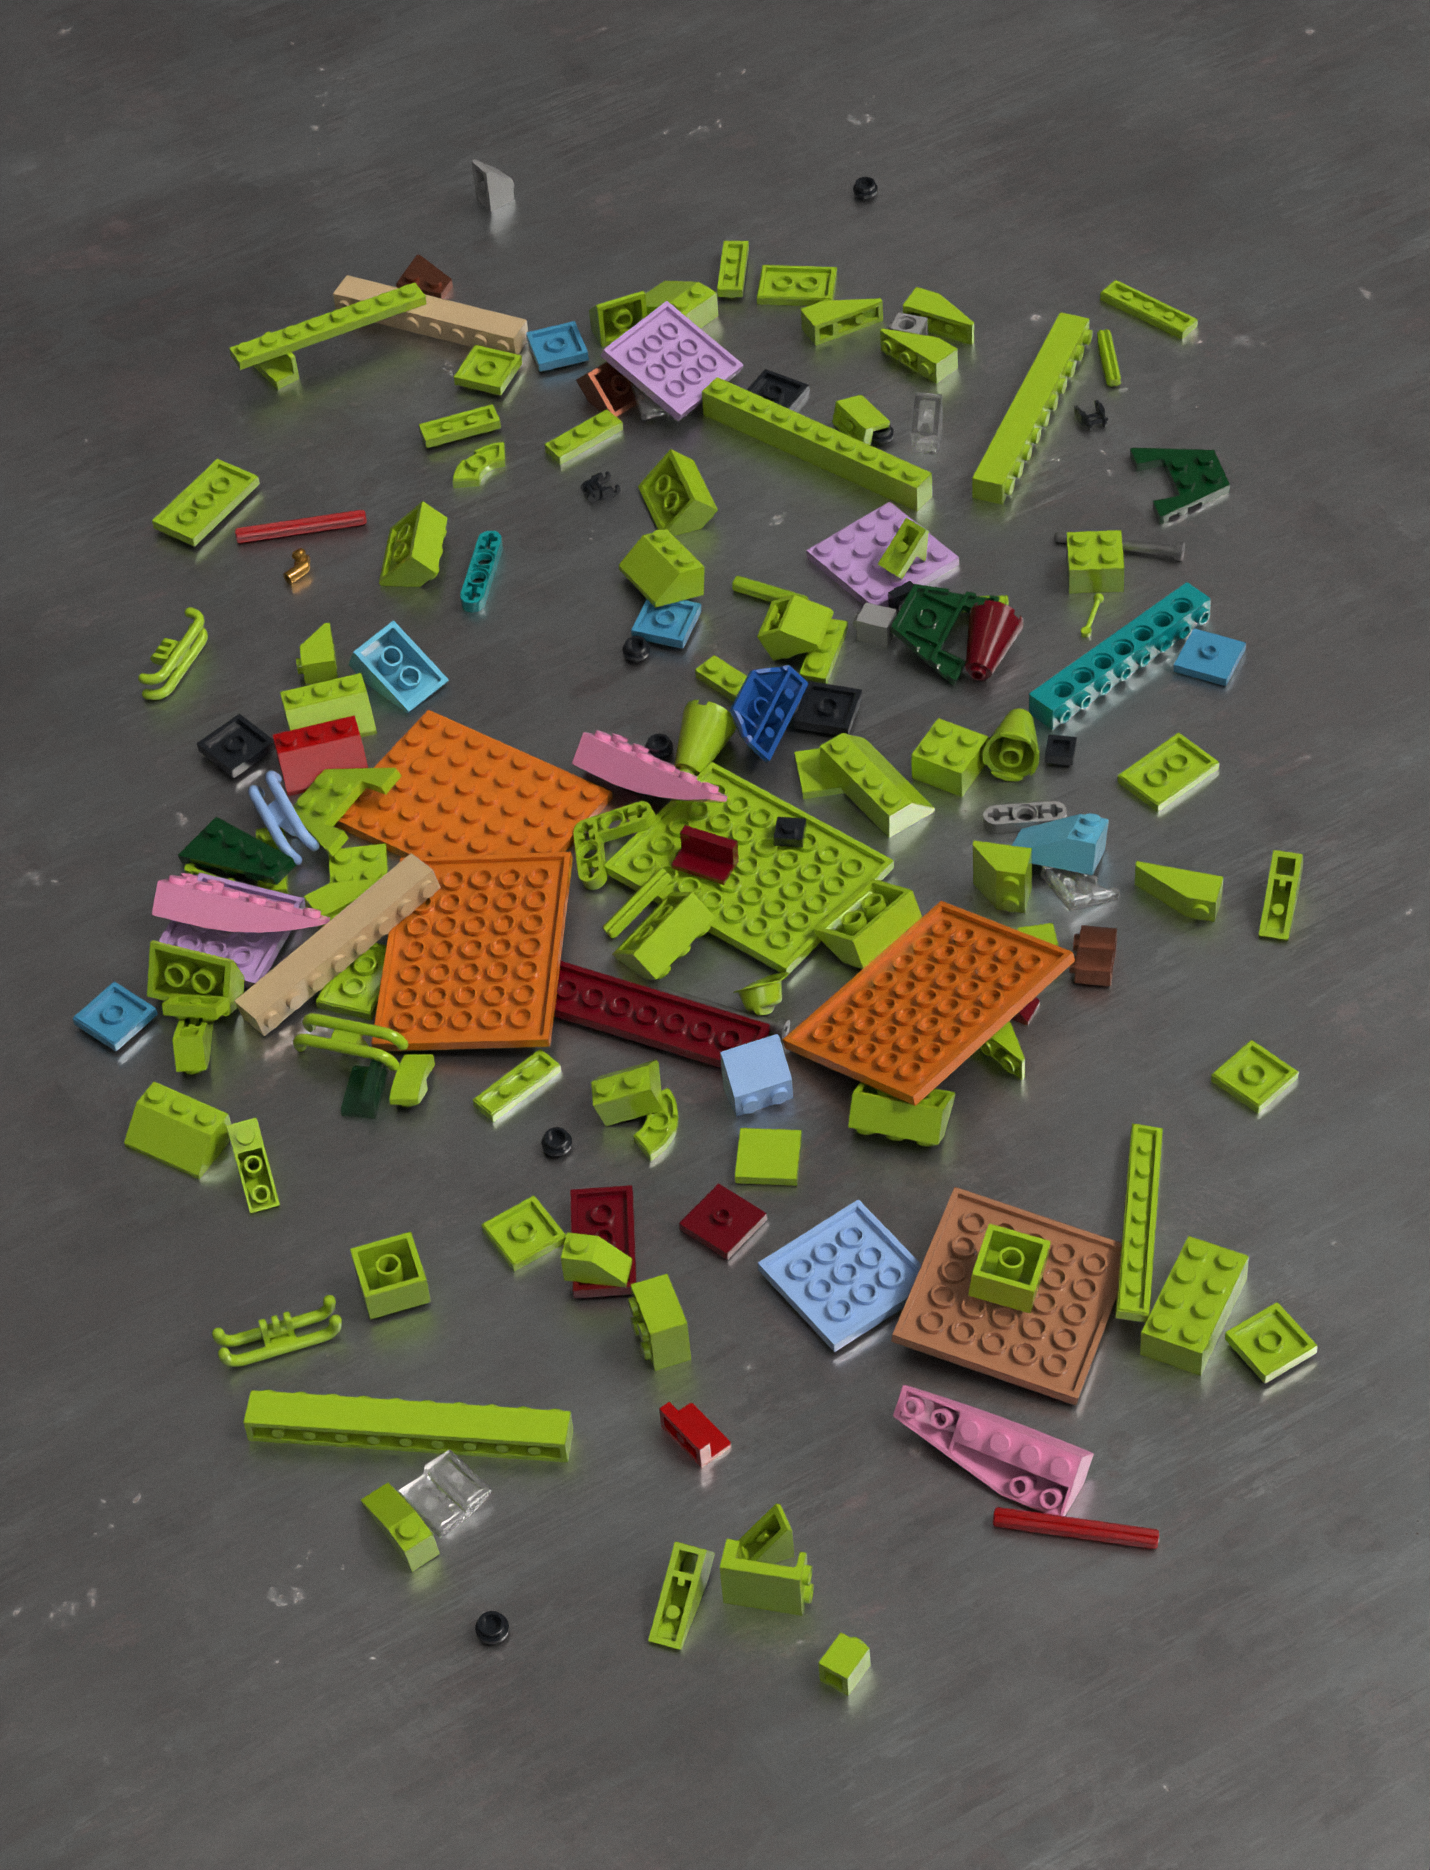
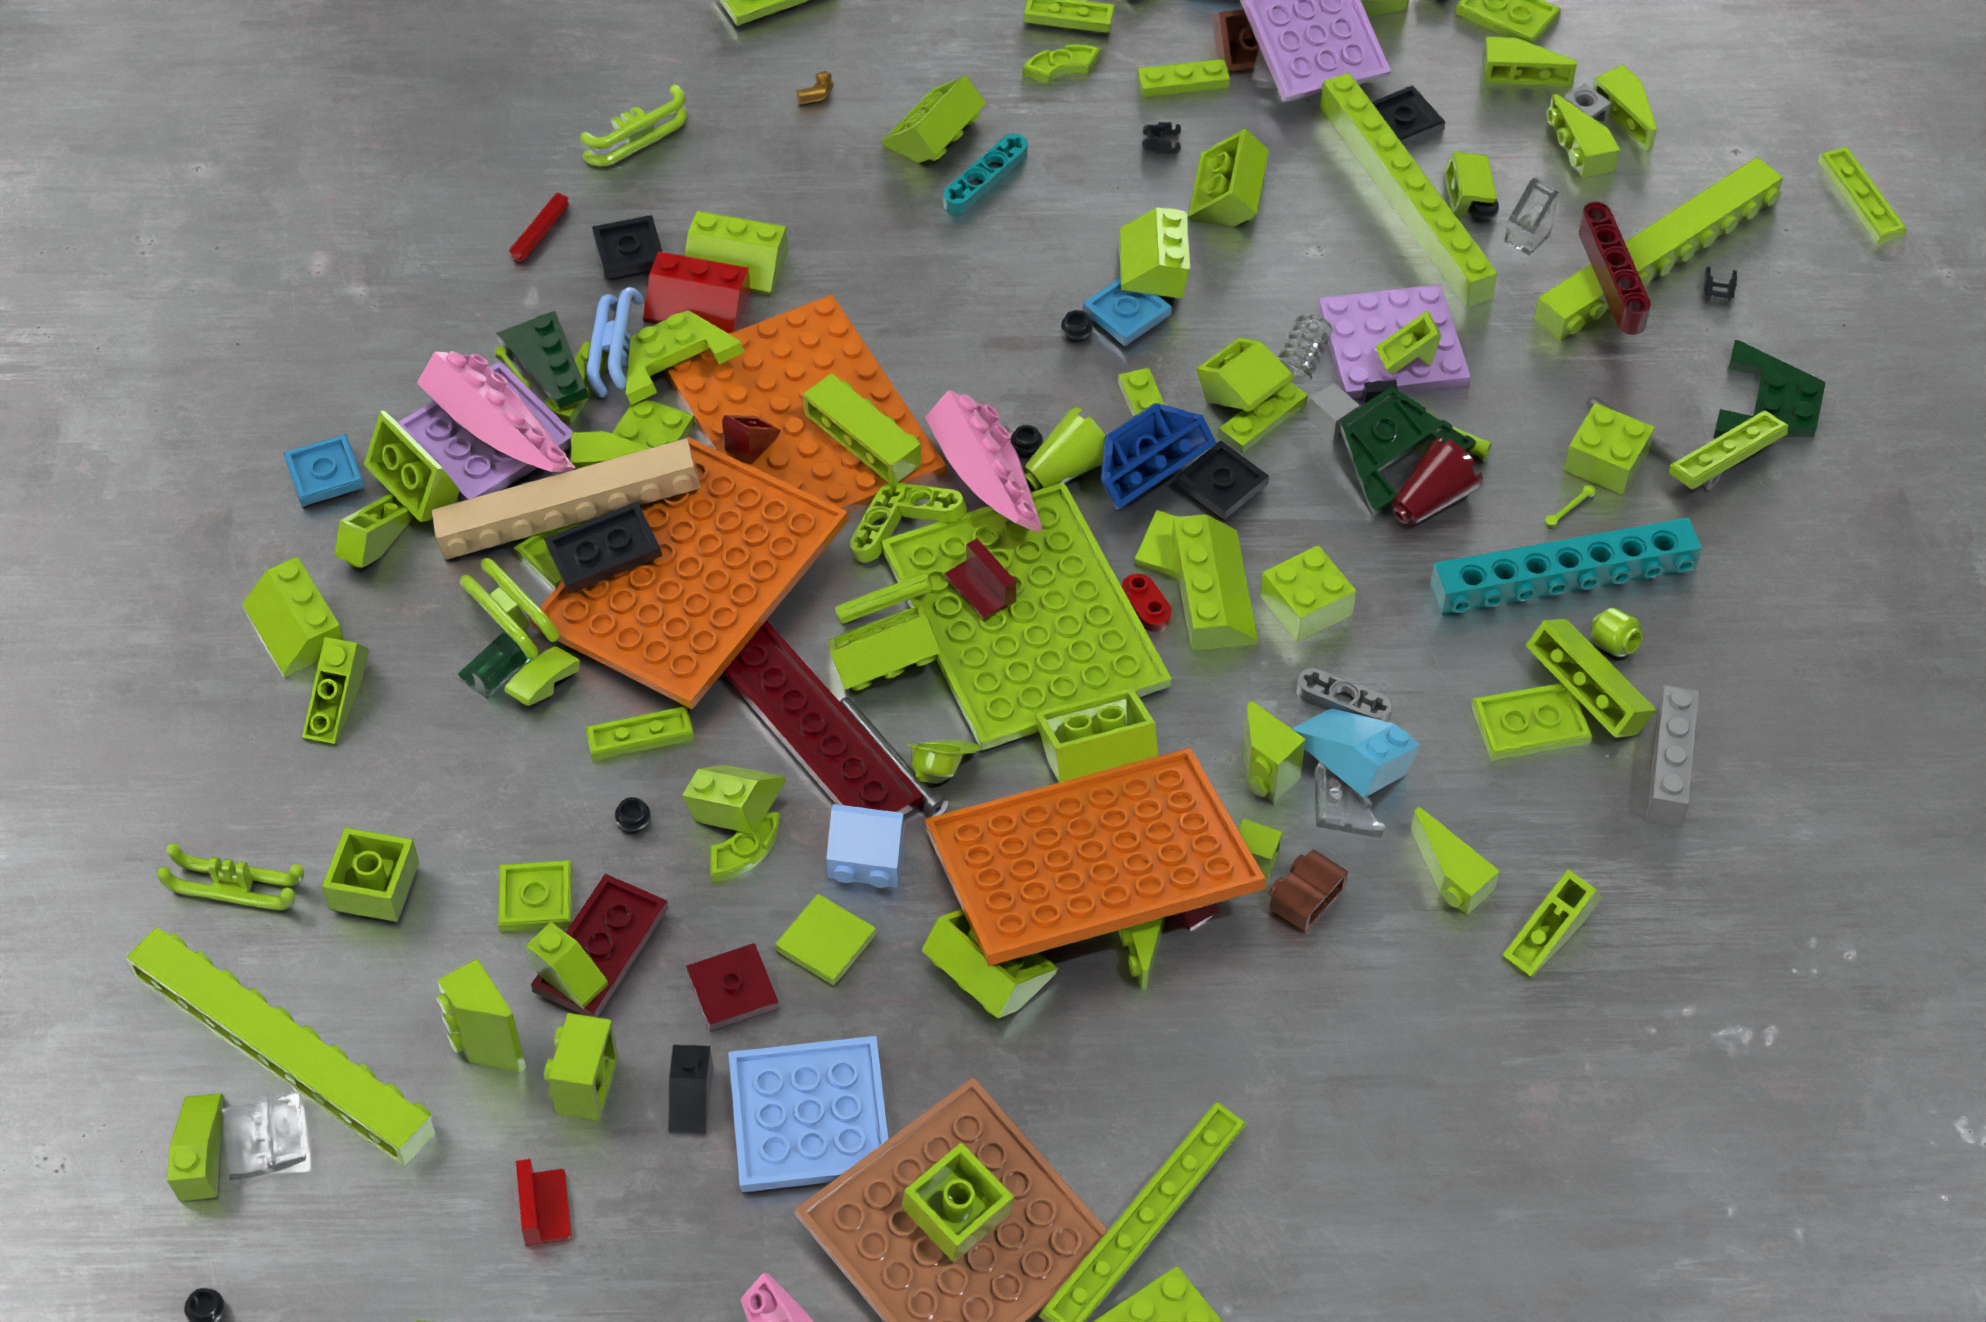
camera: 25 degrees right, 5 degrees up
(149, 764) = (539, 227): none -> red axle
(197, 1006) = (391, 497): lime plate -> none
(300, 526) = (848, 49): red axle -> none
(318, 657) = (768, 190): lime slope -> none
(396, 963) = (603, 547): none -> black plate
(397, 668) = (831, 237): medium azure slope -> none
(447, 837) = (747, 436): none -> dark red slope
(533, 791) = (862, 429): none -> lime brick
(565, 1324) = (479, 1019): none -> lime slope
(747, 1300) = (690, 1088): none -> black slope
(761, 590) = (1248, 323): lime axle -> none
(790, 832) = (1086, 596): black plate -> none
(822, 585) = (1305, 346): none -> clear piece
(835, 816) = (1146, 599): none -> red plate
(1013, 747) = (1380, 612): lime cone -> none
(1016, 432) = (1614, 268): none -> dark red beam
(1060, 749) = (1431, 640): black plate -> none
(1108, 358) = (1781, 229): lime axle -> none
(1180, 524) = (1728, 449): none -> lime tile
(1188, 684) = (1616, 632): none -> lime head
(1193, 721) = (1591, 678): none -> lime brick
(1209, 657) = (1665, 612): dark azure plate -> none
(1254, 1076) = (1387, 1115): lime tile -> none
(1285, 748) = (1672, 756): none -> light grey brick

